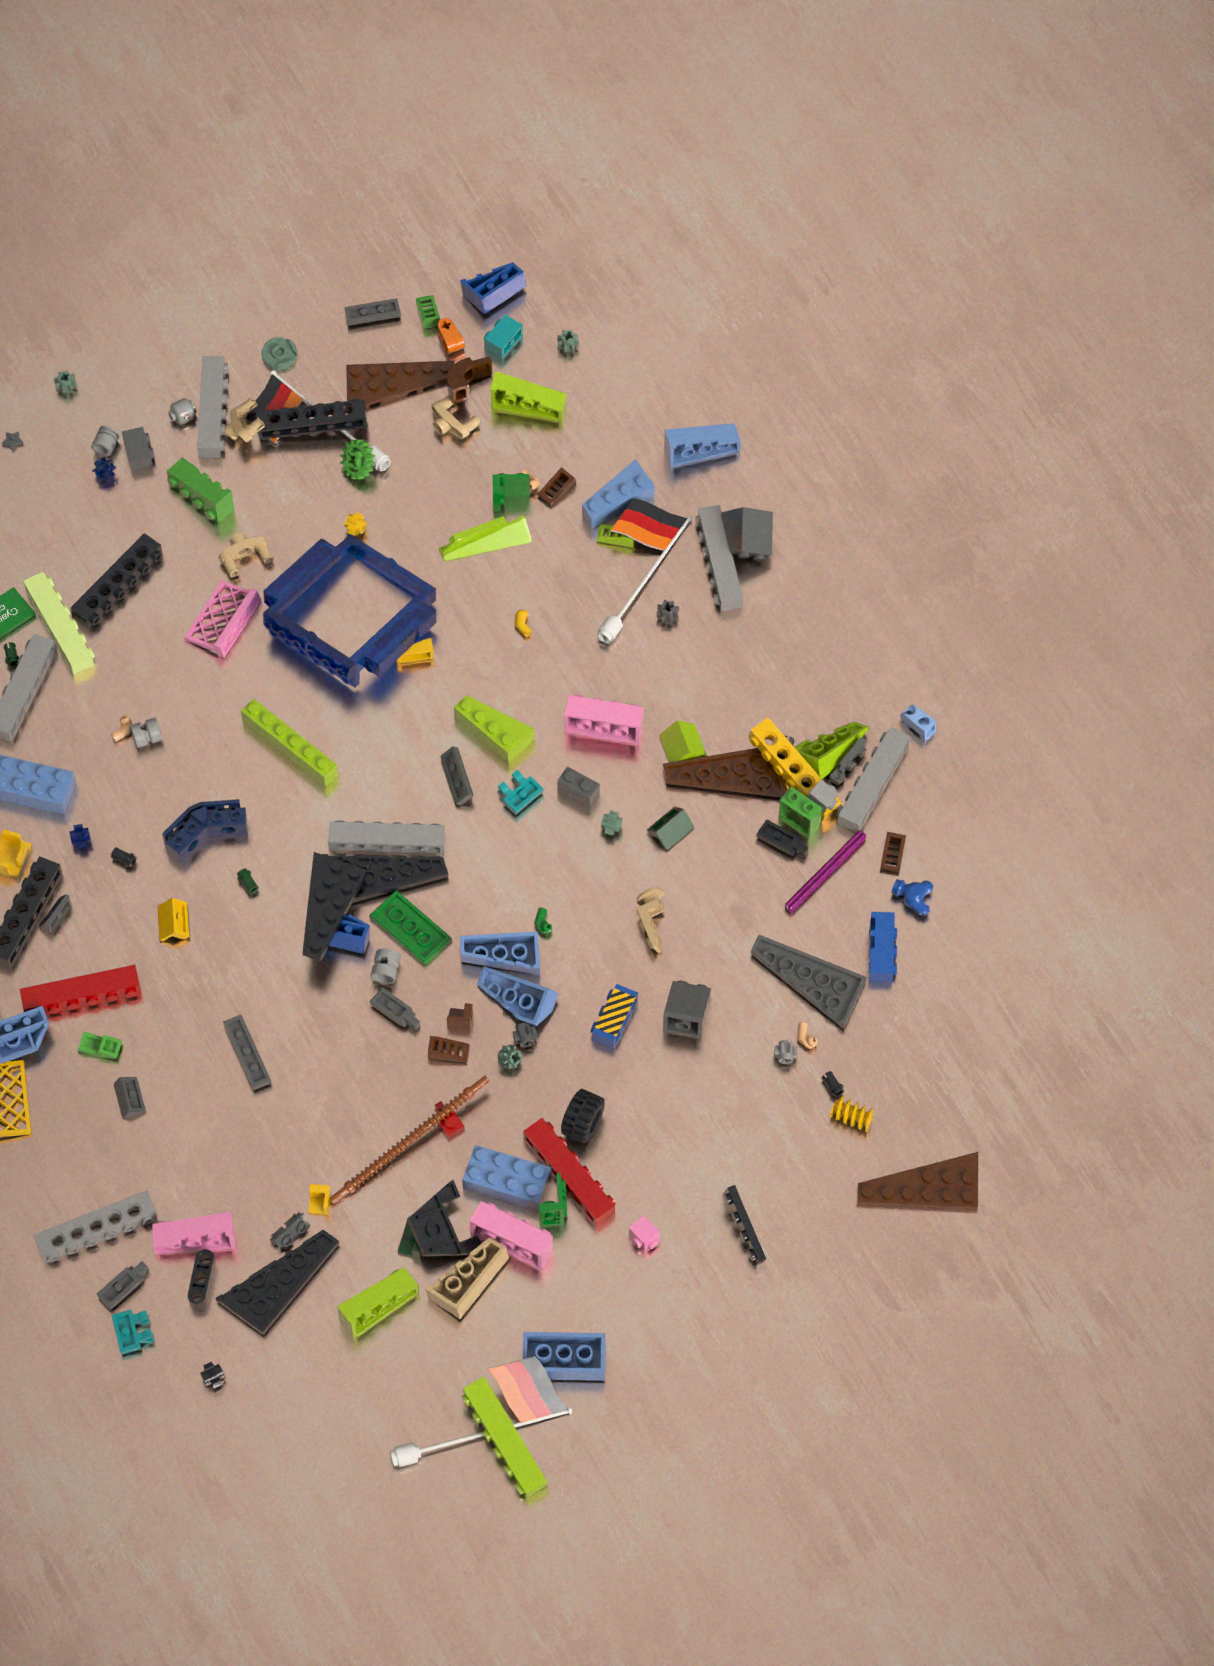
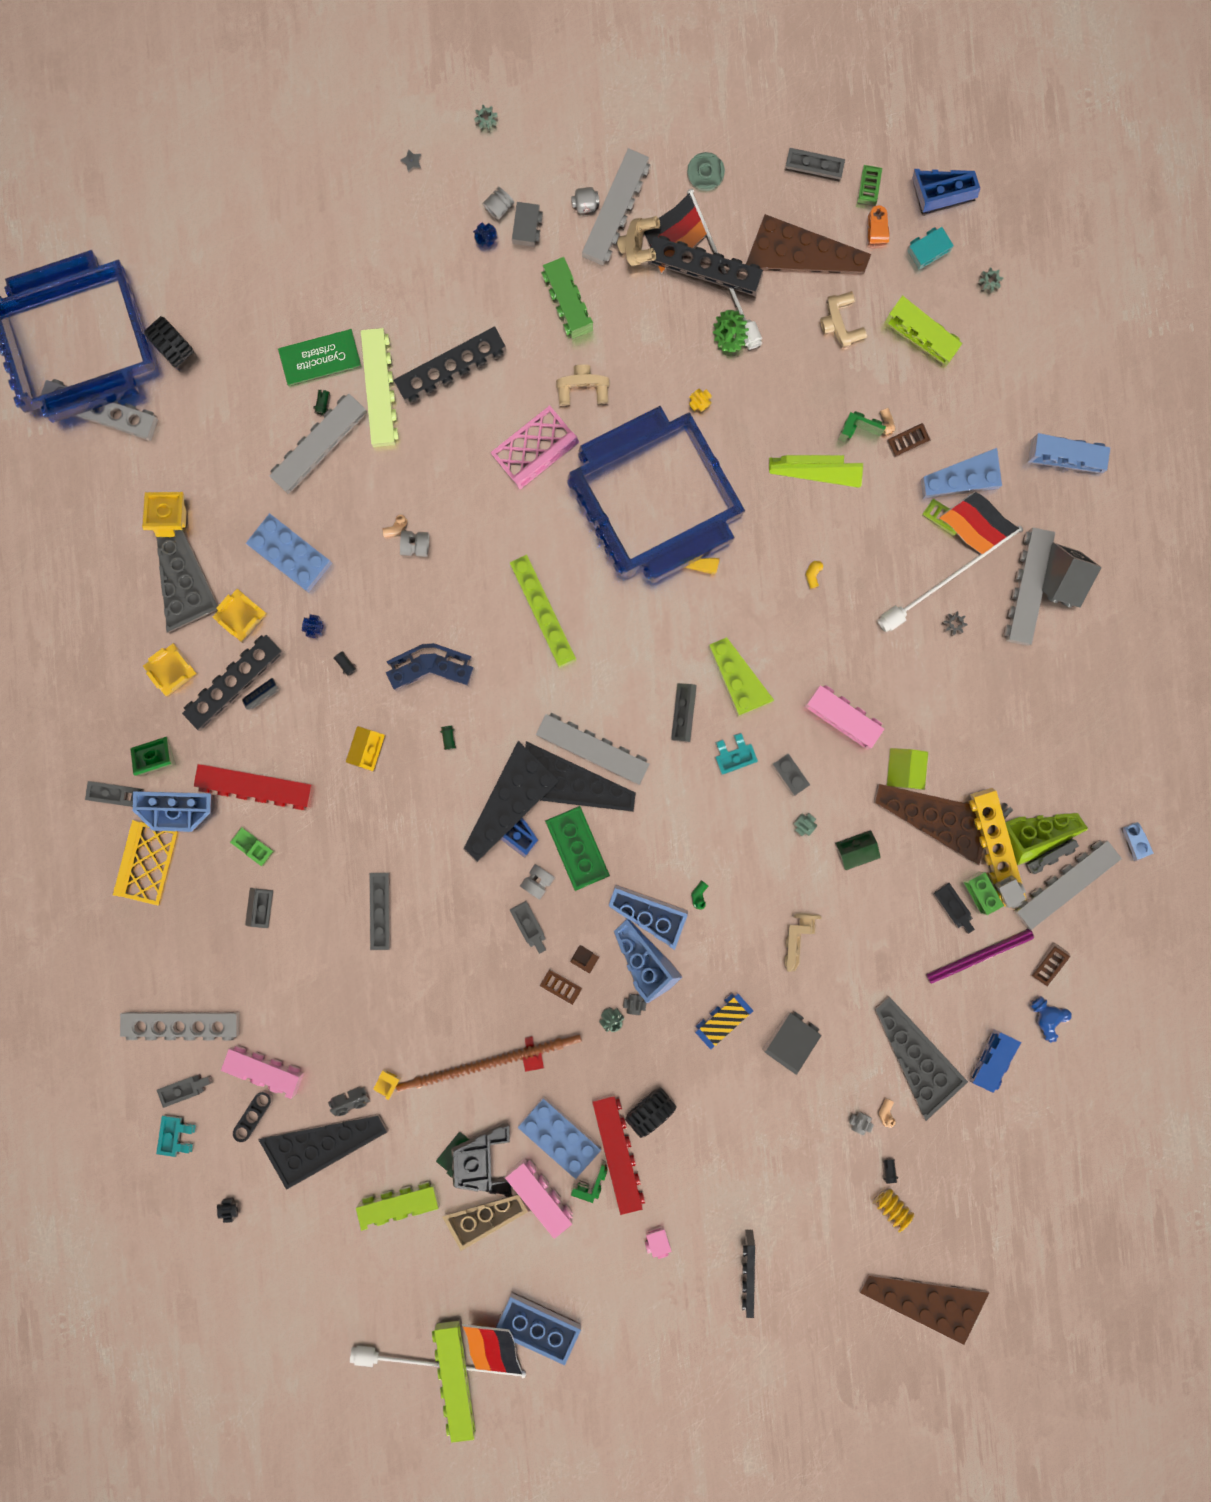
camera: 20 degrees right, 25 degrees up
(462, 373) = (870, 275): reddish brown arch -> none

